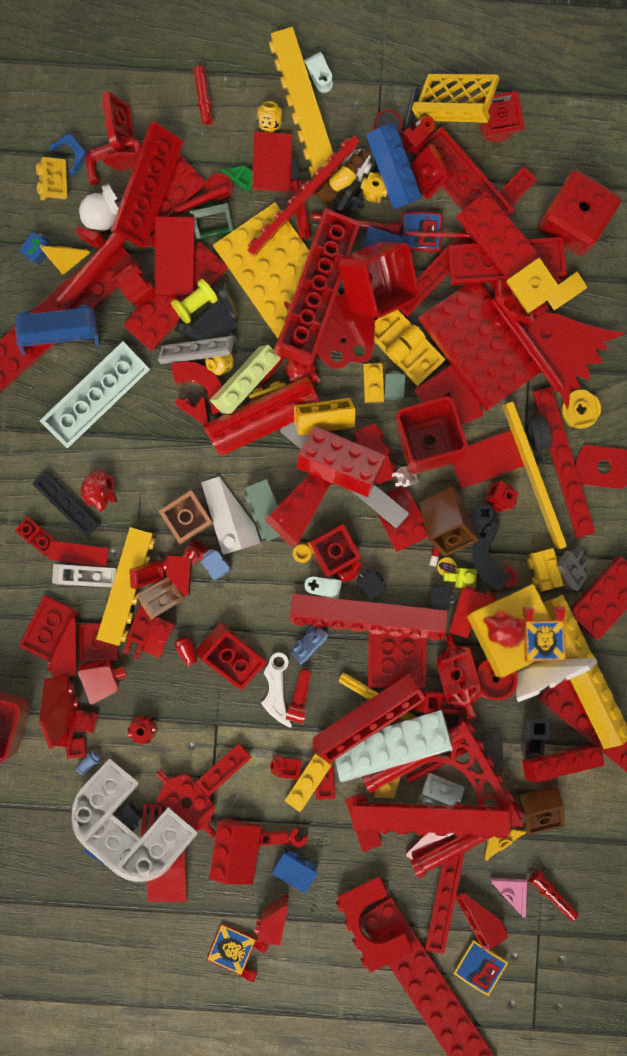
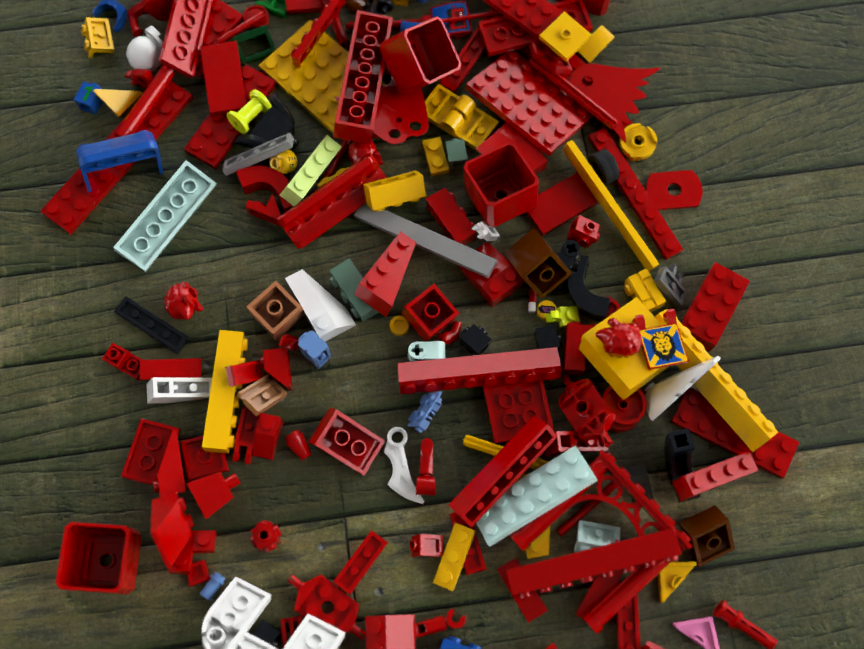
camera: 10 degrees left, 15 degrees down
(132, 285) = (188, 108): red brick -> none
(340, 461) = (419, 223): red brick -> none

